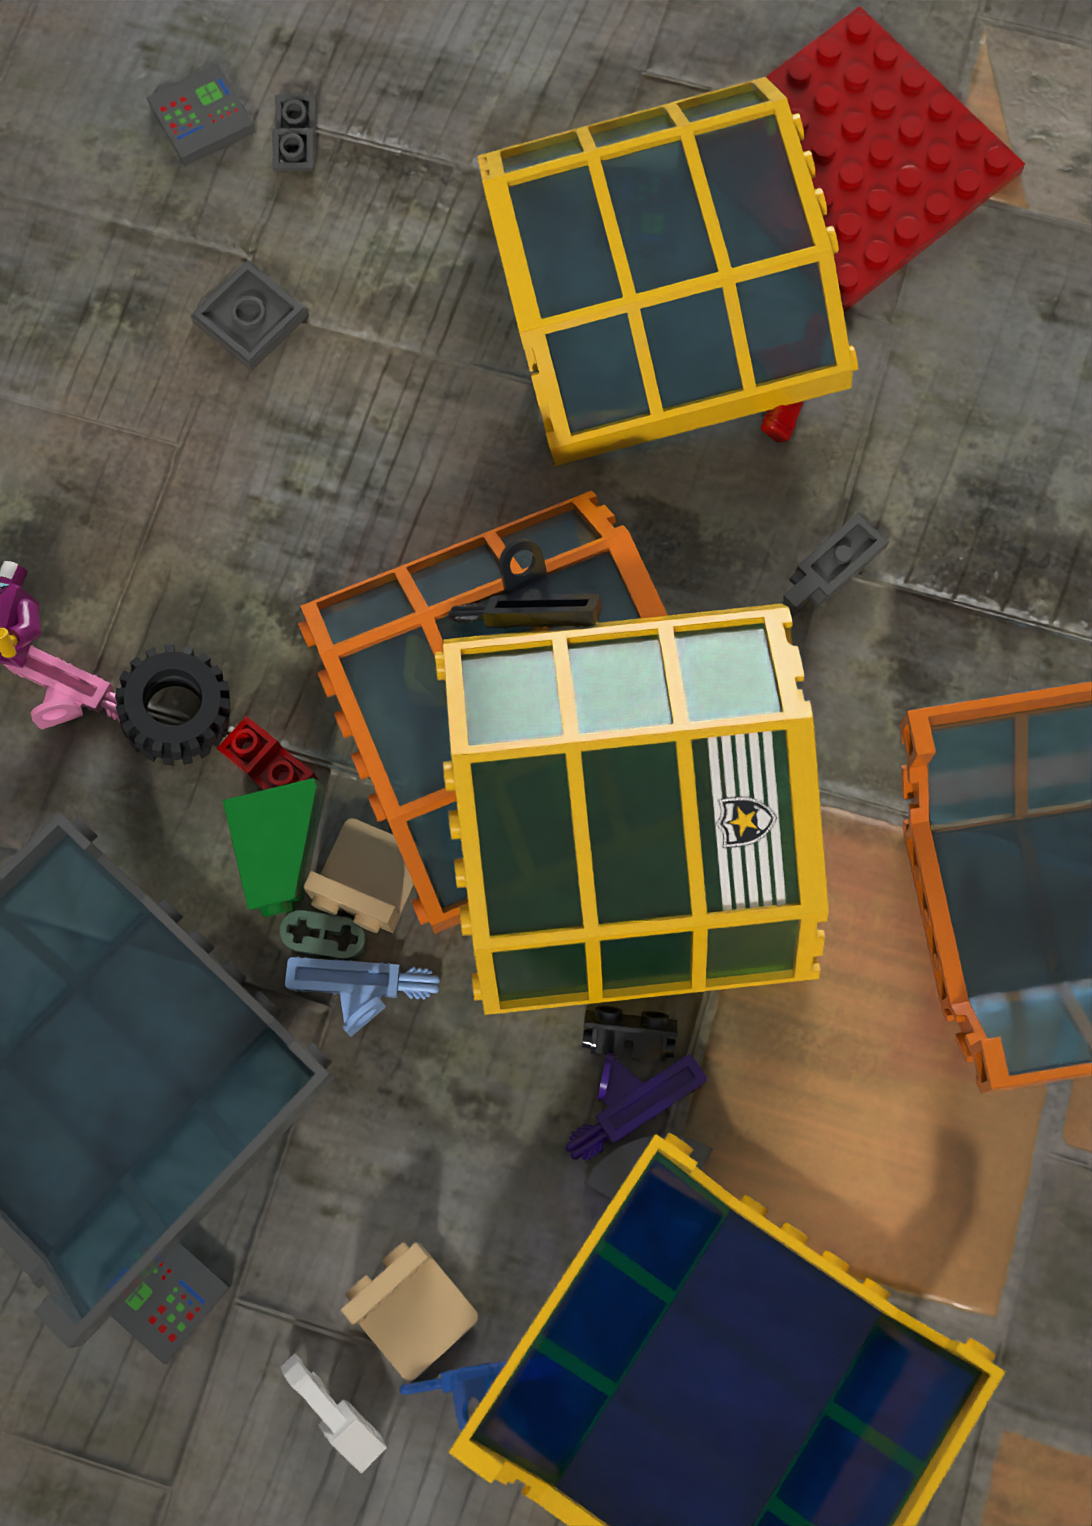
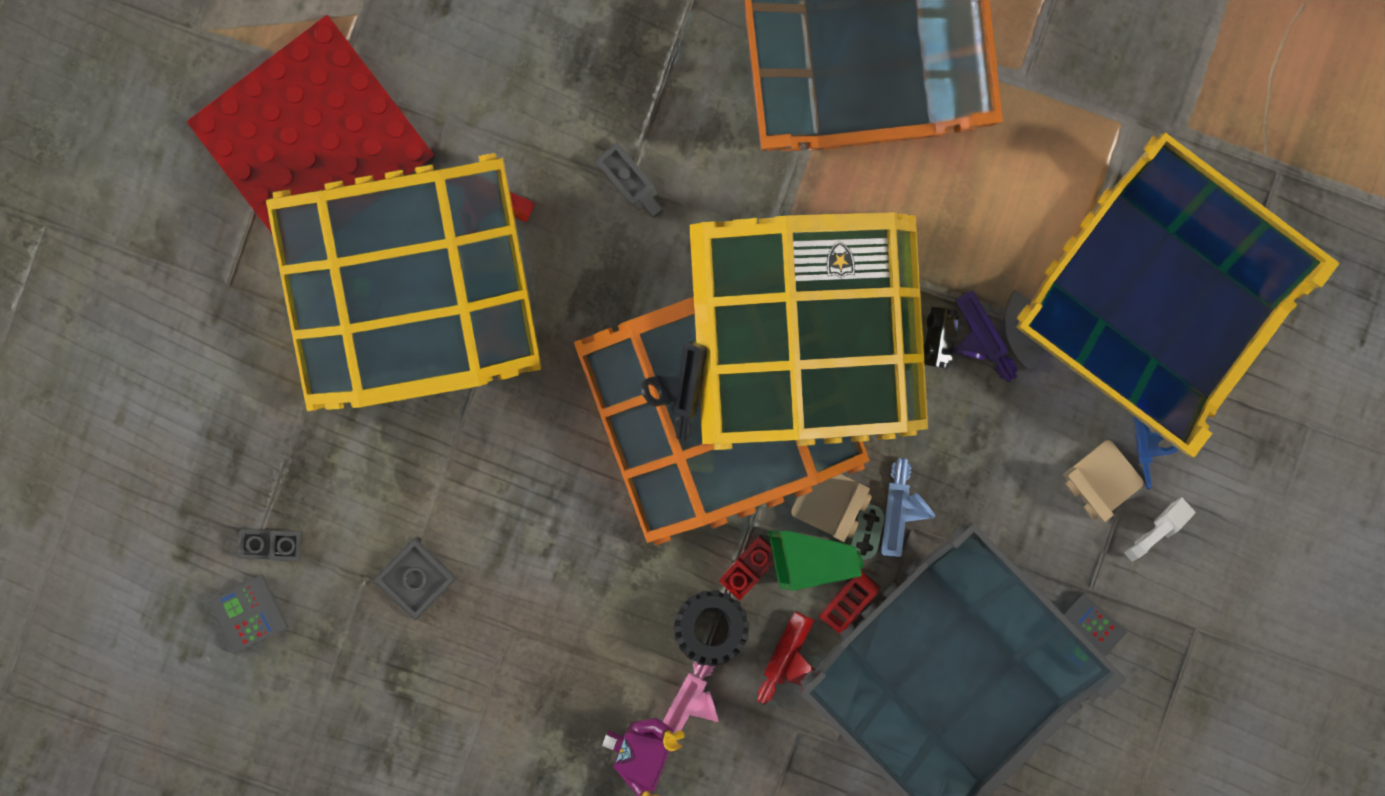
camera: 90 degrees left, 15 degrees up
(125, 822) = (787, 660): none -> red piece
(237, 933) = (863, 581): none -> red slope

